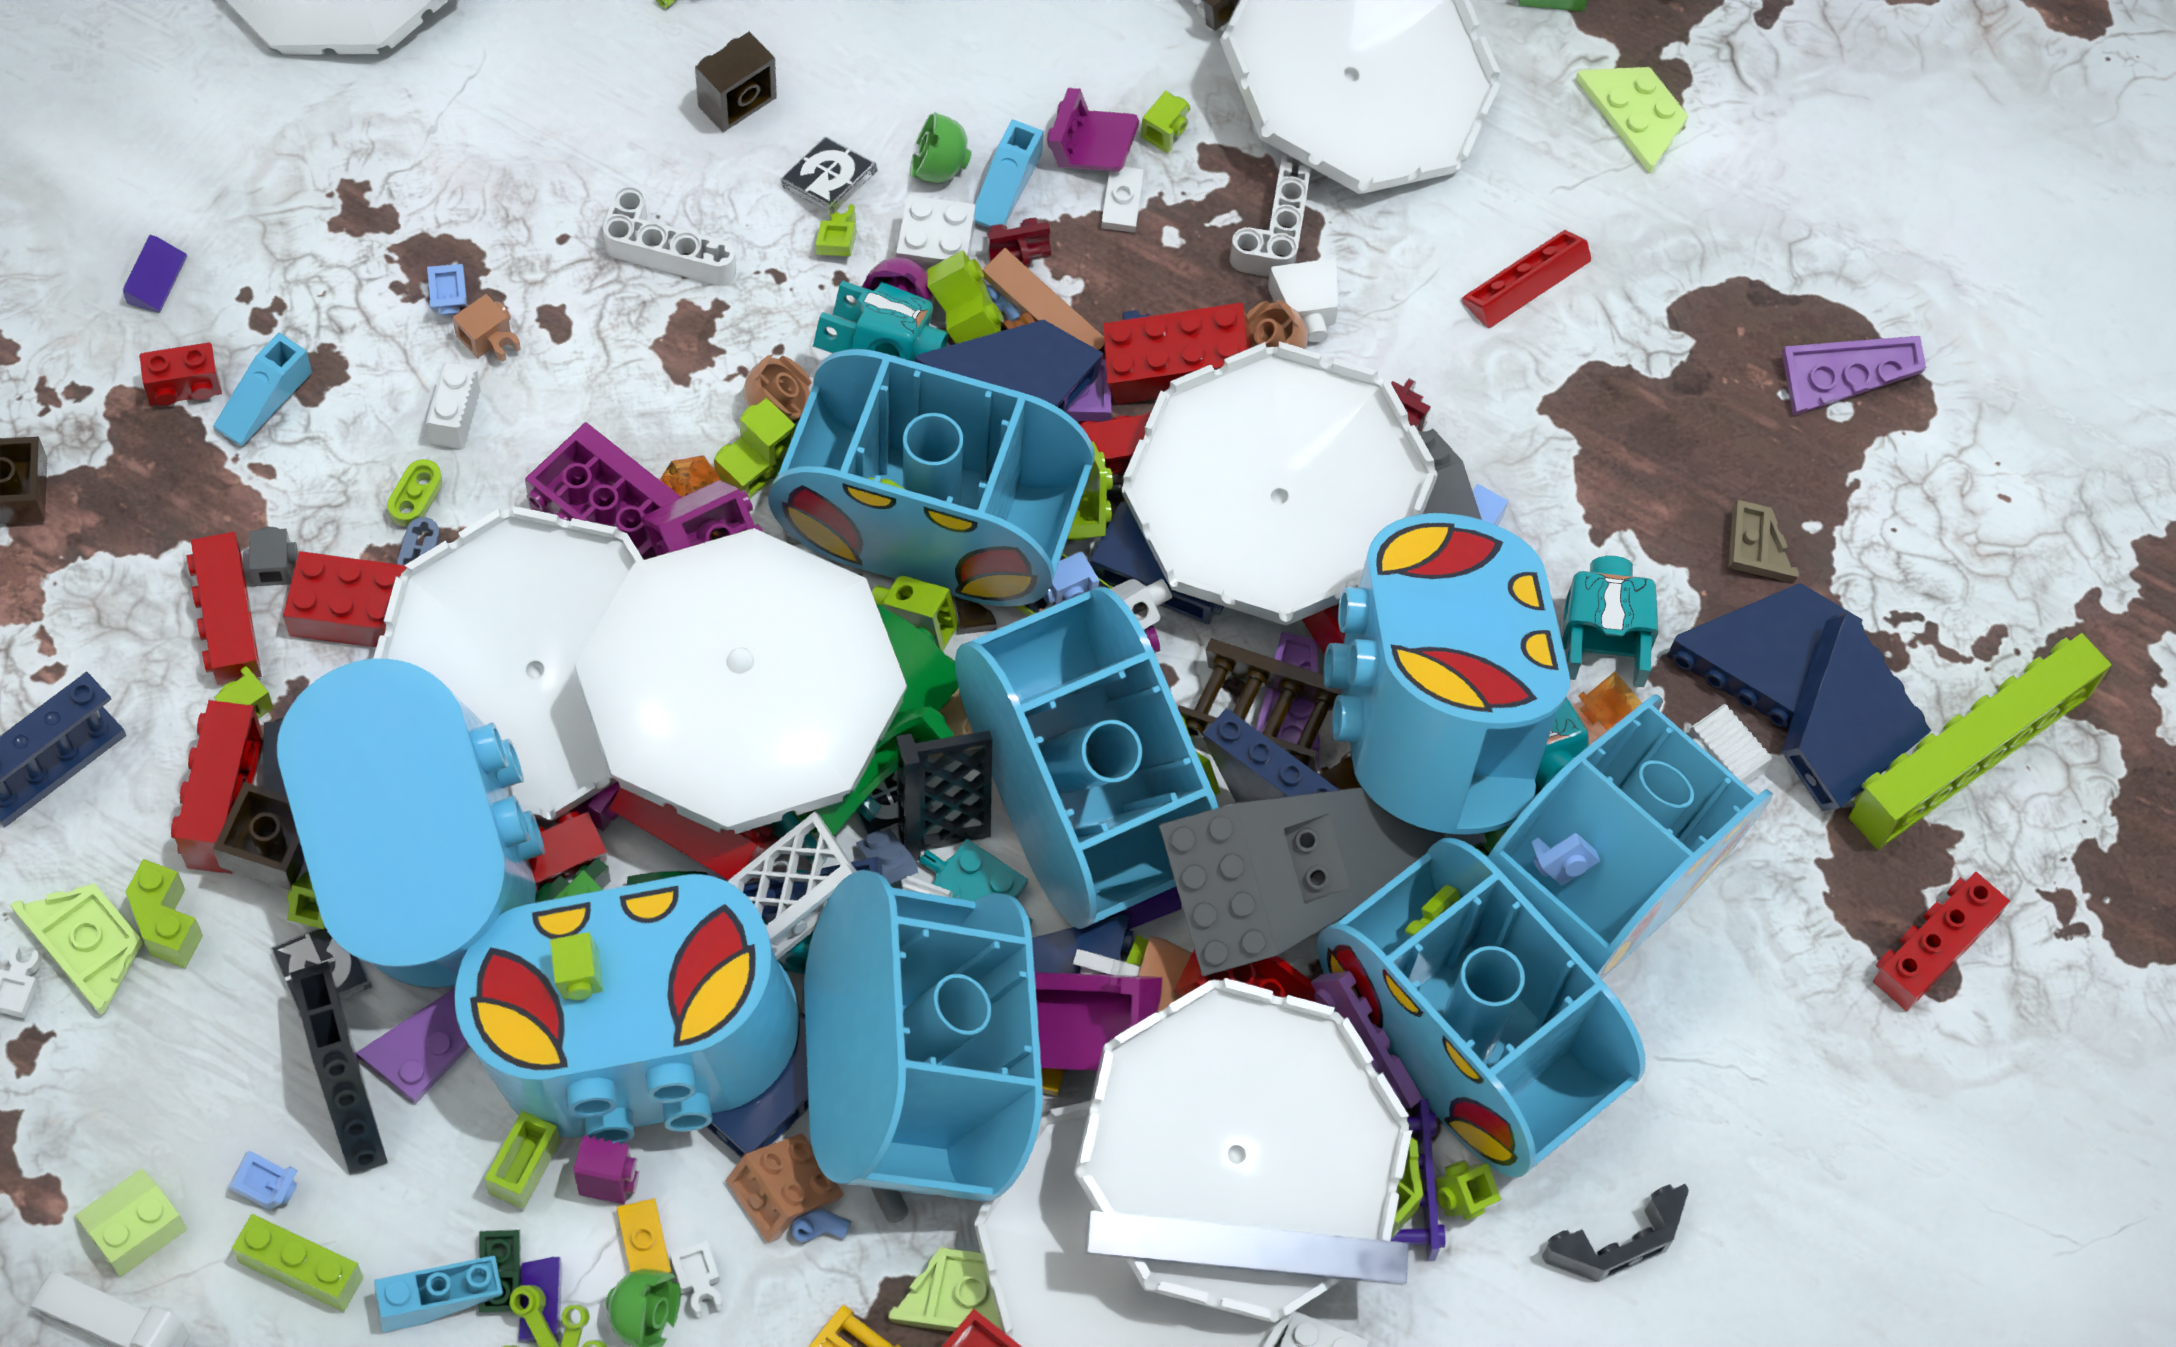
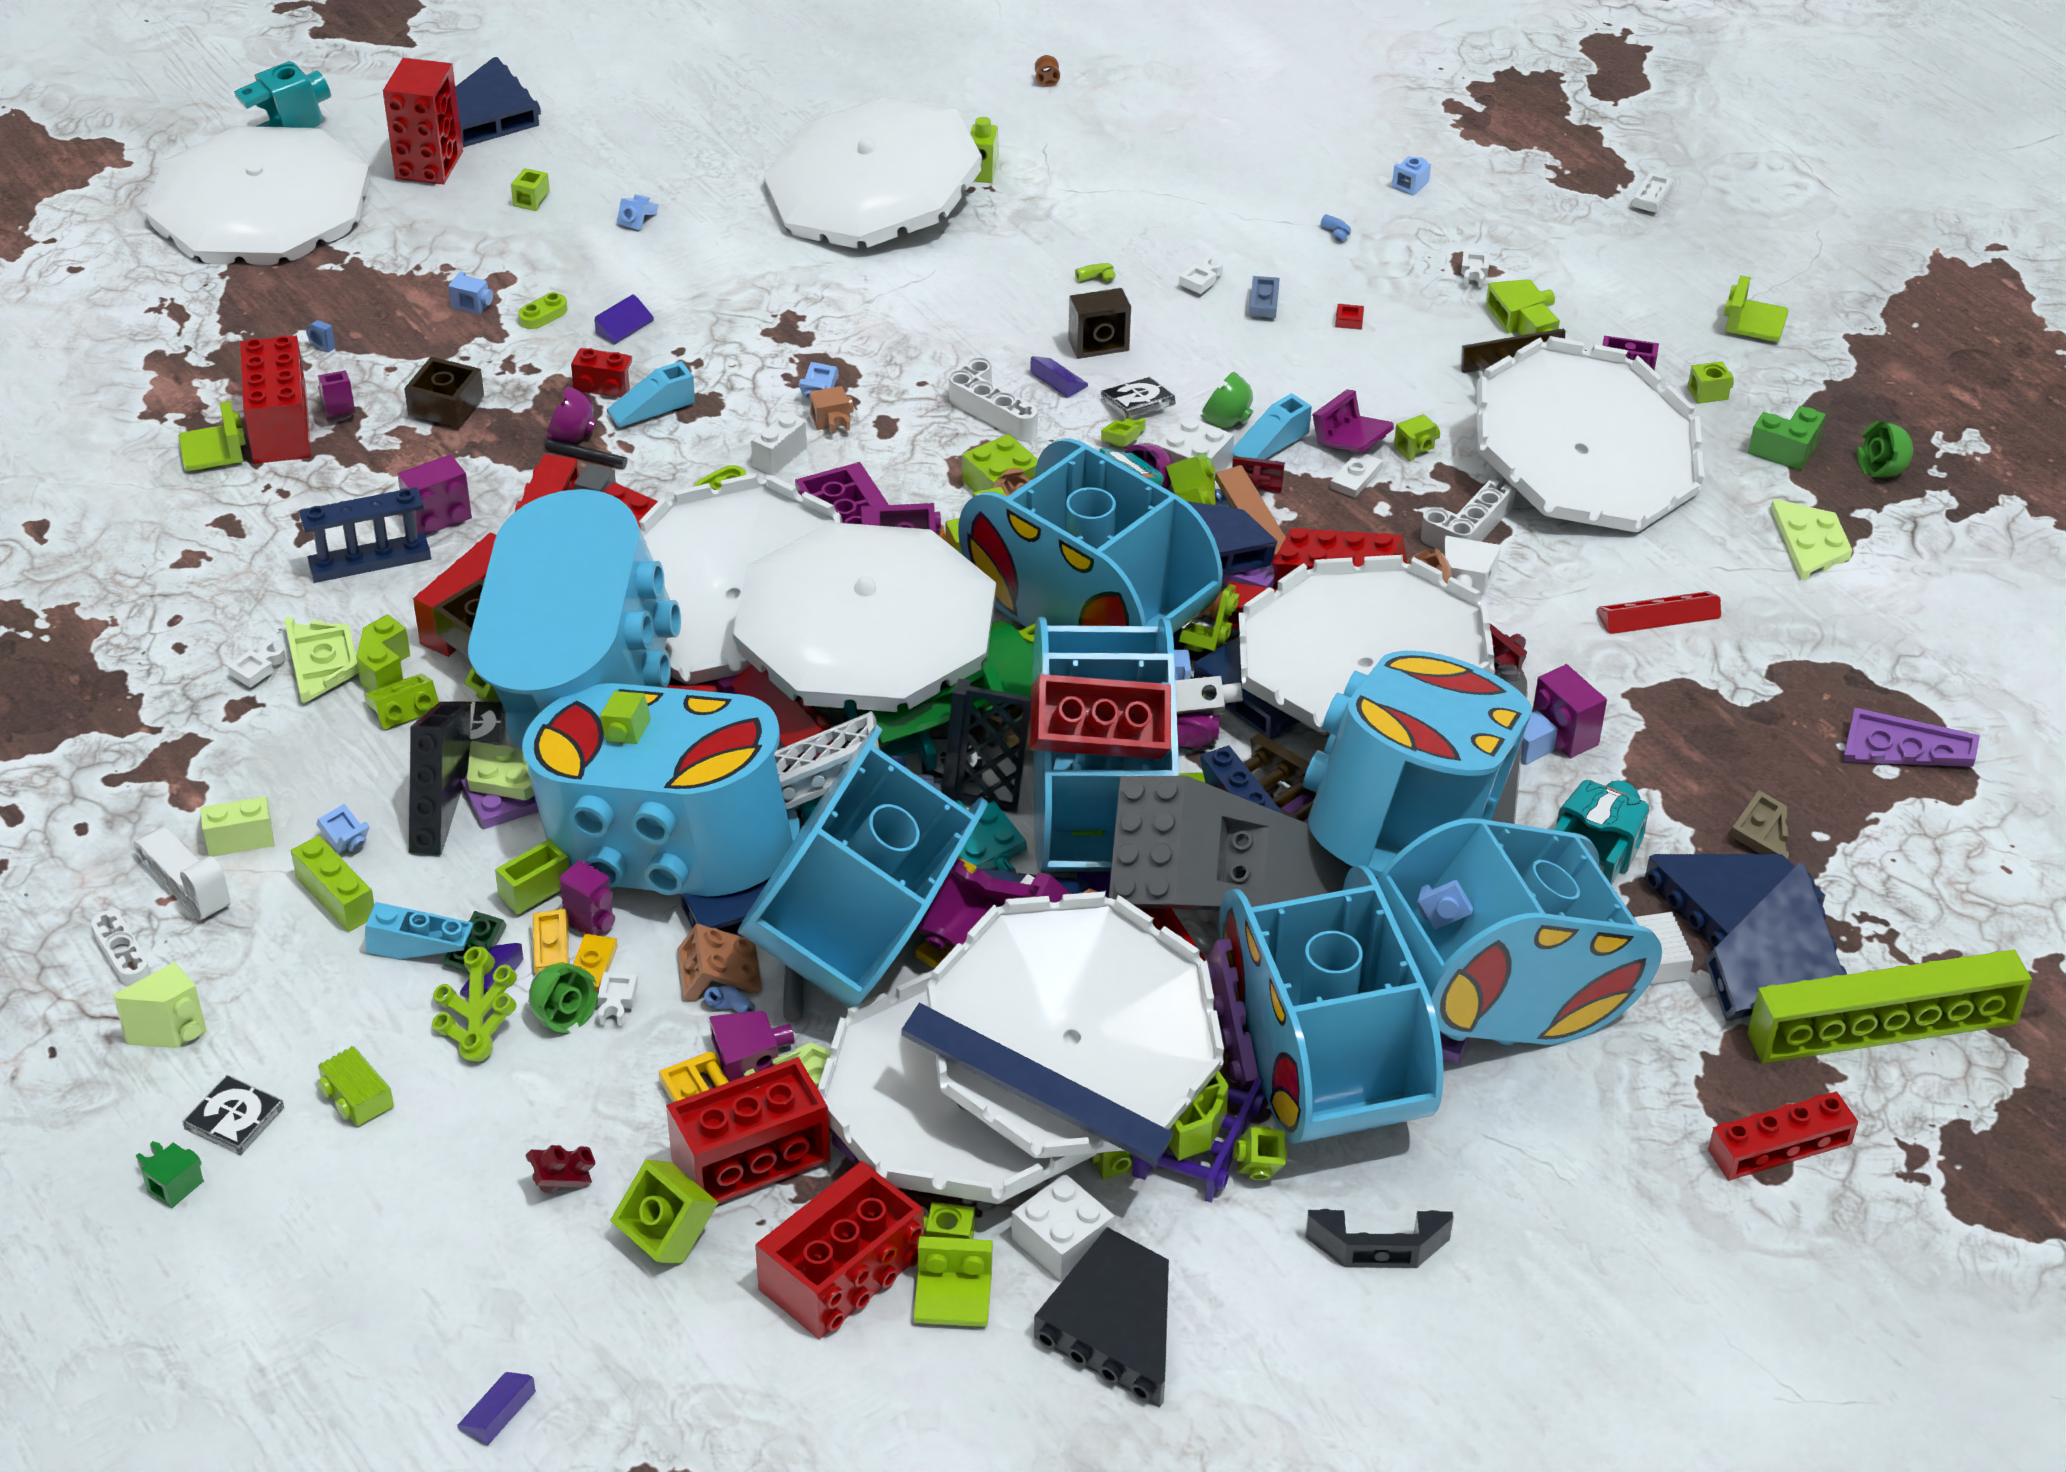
camera: 30 degrees right, 20 degrees down
(45, 291) = (542, 311): none -> lime plate
(70, 88) = (632, 211): none -> light blue bracket
(92, 642) = (442, 491): none -> magenta brick
(184, 462) = (572, 417): none -> magenta cylinder
(220, 964) = (403, 700): none -> lime bracket
(224, 502) = (586, 453): none -> black bar
(406, 1021) = (498, 771): none -> yellowish green wing
(586, 1234) = (550, 938): none -> yellow plate
(717, 171) = (1056, 375): none -> dark purple slope
(730, 347) = (989, 461): none -> lime brick
(873, 1278) = (747, 1042): none -> magenta torso
(1116, 769) = (1100, 717): none -> red brick
(1511, 469) = (1572, 707): none -> magenta brick

